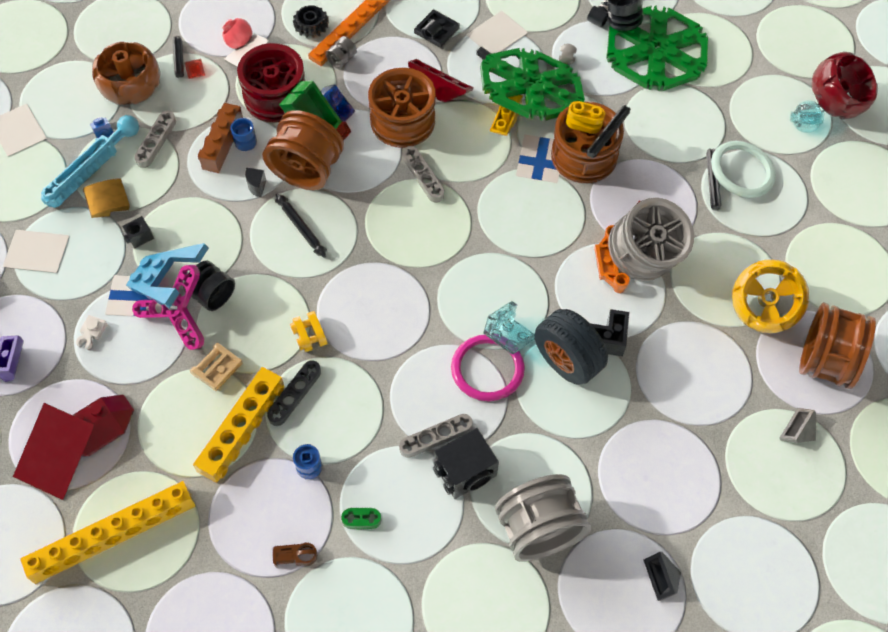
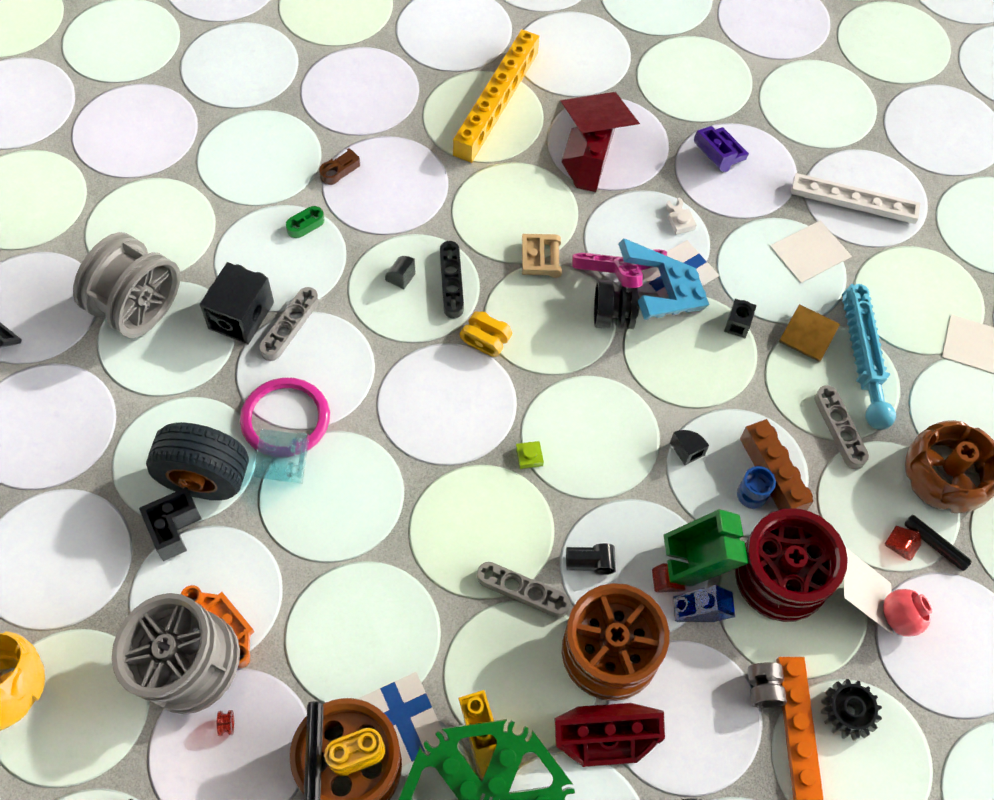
camera: 140 degrees right, 0 degrees up
(101, 127) = (902, 395): blue bracket -> none
(228, 429) = (473, 224): yellow brick -> none
(300, 225) = (598, 435): black wheel -> none
(303, 150) = (661, 486): dark orange wheel -> none
(307, 461) = (385, 226): blue wheel -> none
(326, 419) = (401, 271): none -> black brick
(352, 241) = (529, 455): none -> lime plate
(369, 160) = (597, 558): none -> black piece

